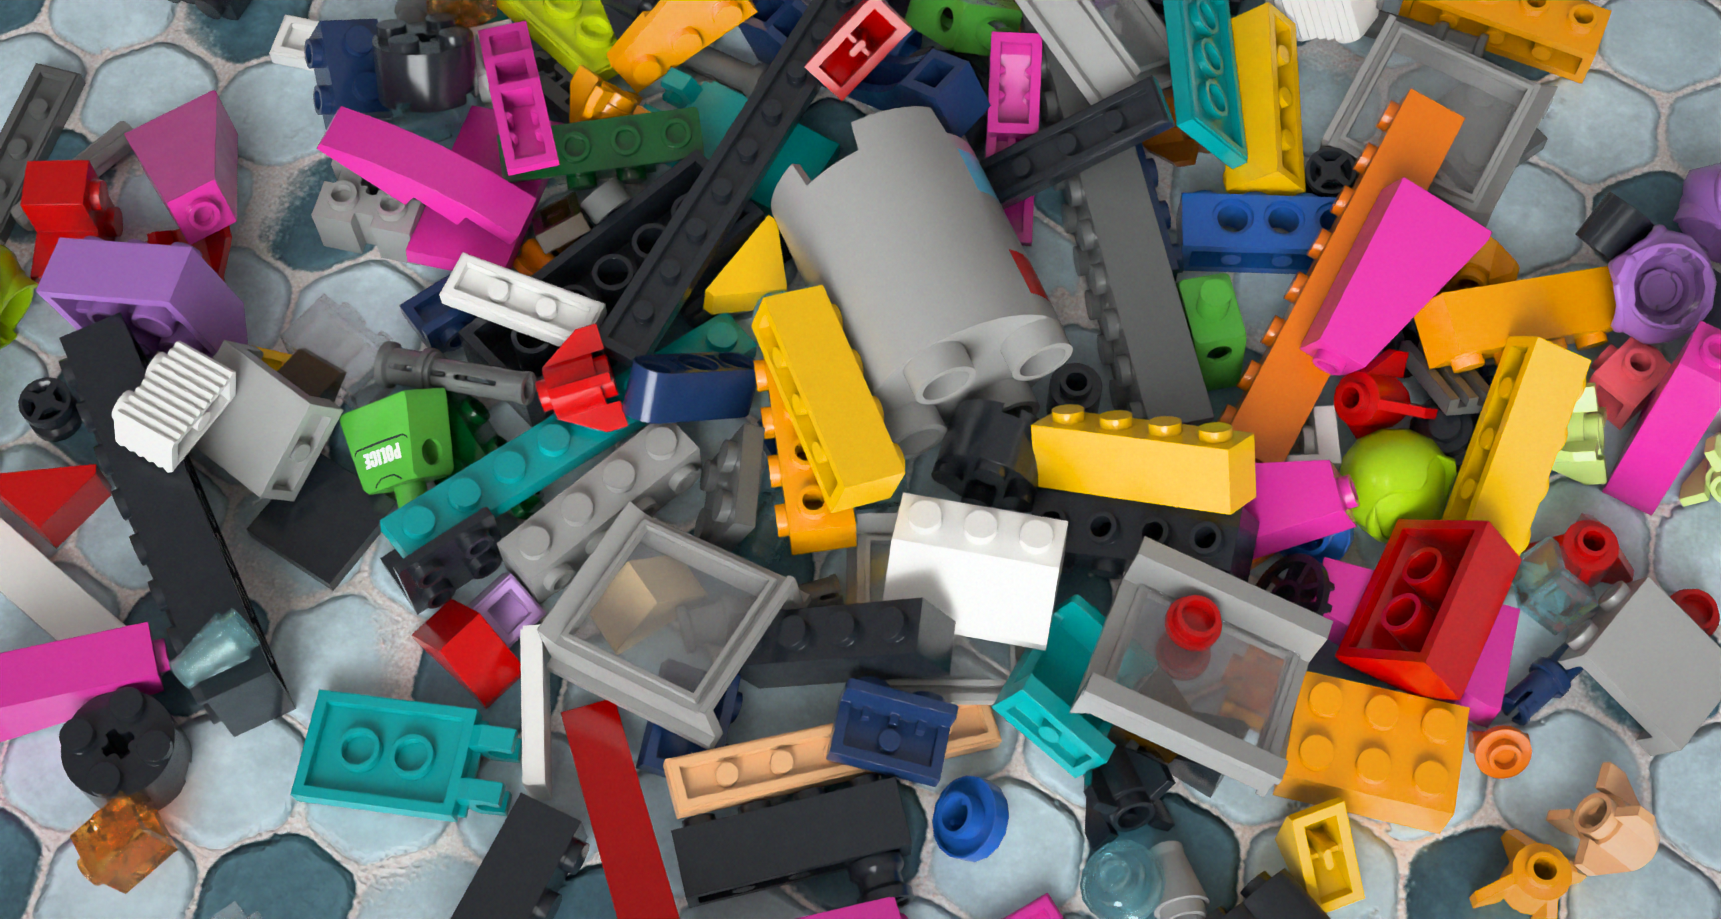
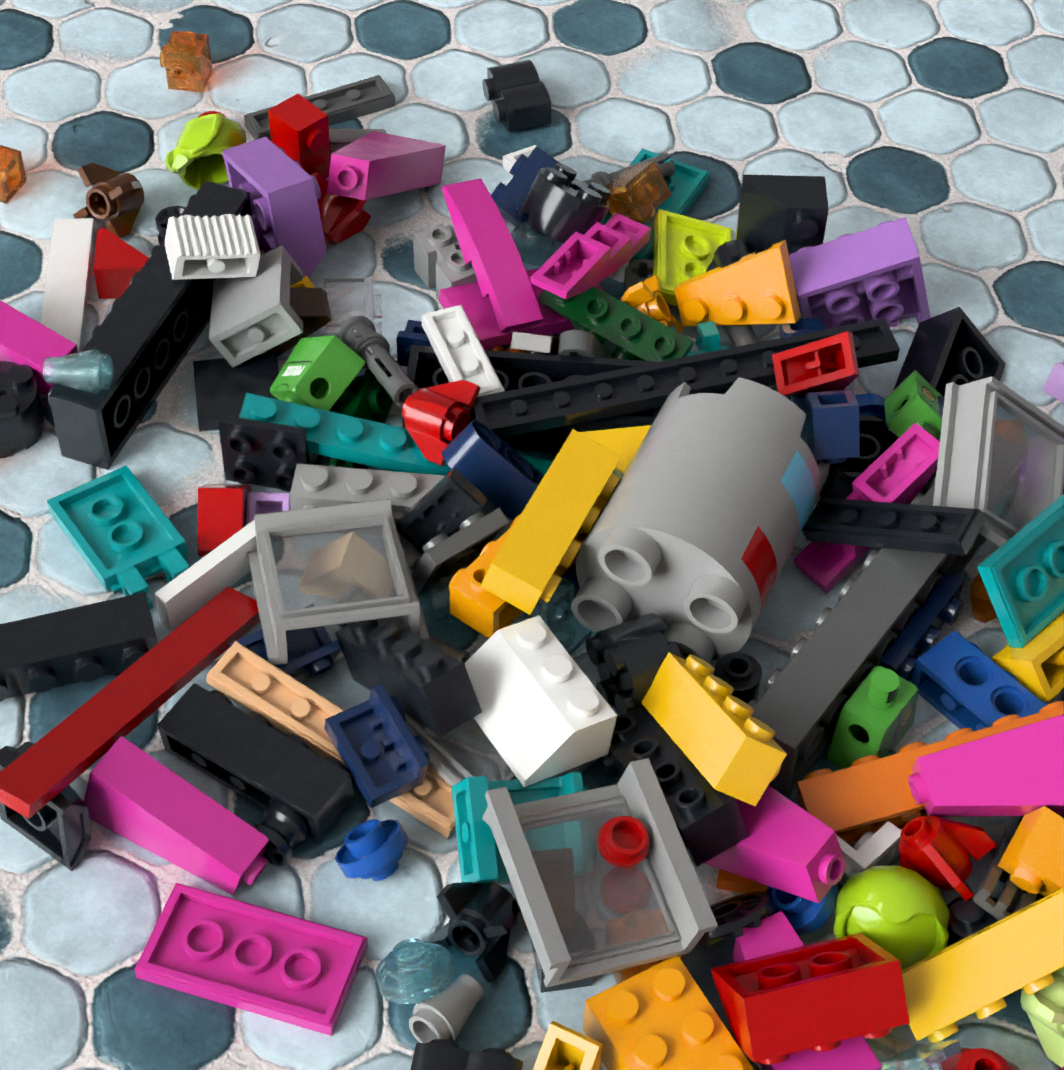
camera: 45 degrees right, 15 degrees down
(687, 471) = (440, 510): none -> black plate

